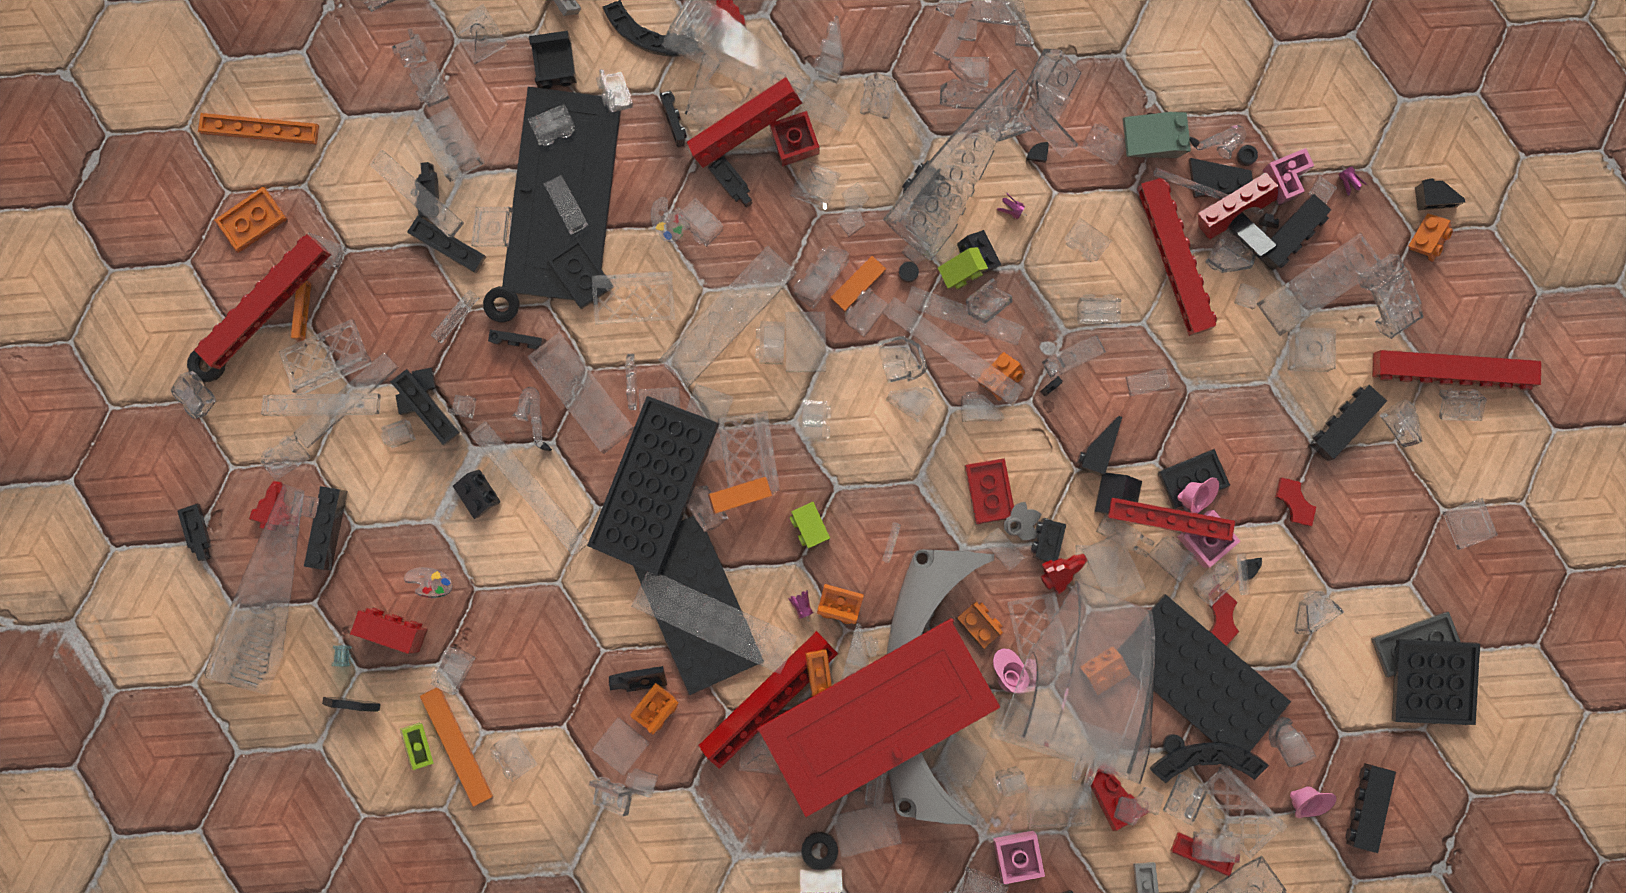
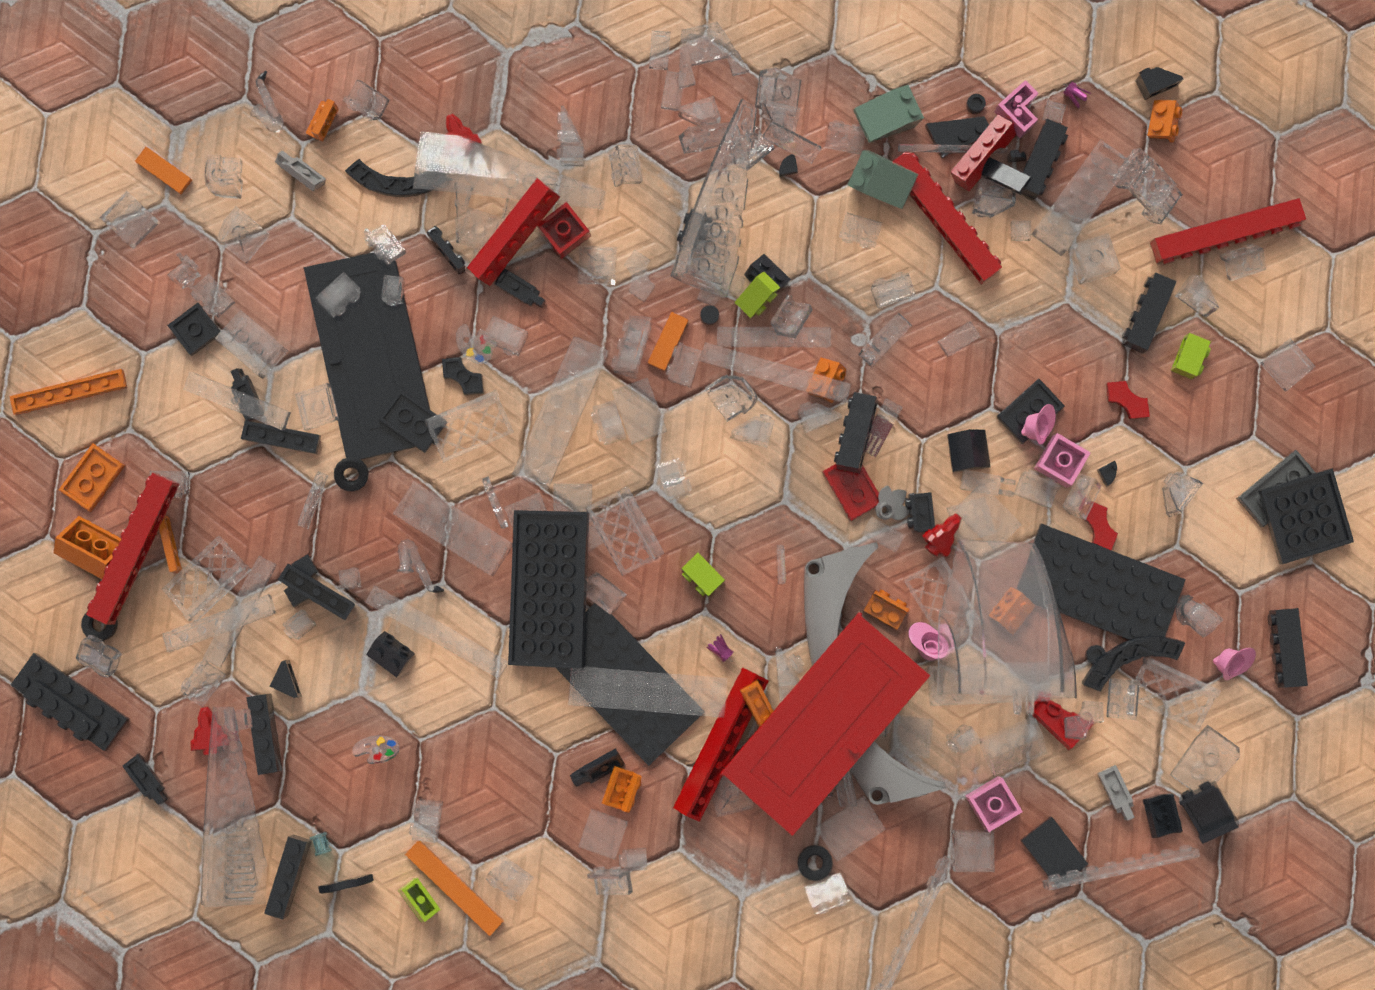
camera: 20 degrees left, 0 degrees up
(149, 430) = (69, 702): none -> black plate
(220, 283) = (86, 546): none -> orange slope
(297, 676) = (287, 876): none -> black brick
(365, 483) = (285, 680): none -> black slope
(389, 630) = (356, 804): red brick -> none
(401, 110) = (194, 329): none -> black plate
(515, 339) = (375, 501): black hinge -> none
(553, 59) = (317, 234): black panel -> none
(565, 204) = (377, 363): clear slope -> none
(606, 138) = (393, 290): none -> clear brick
(650, 255) = (471, 382): none -> black tile
(739, 495) = (630, 570): orange tile -> none
(840, 604) = (754, 636): orange bracket -> none
(1012, 439) = (856, 432): none -> black brick
(1017, 207) = (787, 223): flat silver piece -> none
(1038, 442) = (882, 425): none -> clear tile
(1051, 386) = (874, 373): black tile -> none
(1098, 452) = (936, 421): black slope -> none
(1128, 197) = (882, 179): none -> sand green slope
(1171, 519) = (1022, 455): red plate -> none
(1184, 846) = (1156, 742): red tile -> none
(1216, 846) = (1164, 731): clear brick -> none
(1231, 140) = (956, 94): clear piece -> none
(1243, 574) = (1103, 480): clear tile -> none
(1375, 480) = (1191, 356): none -> lime brick

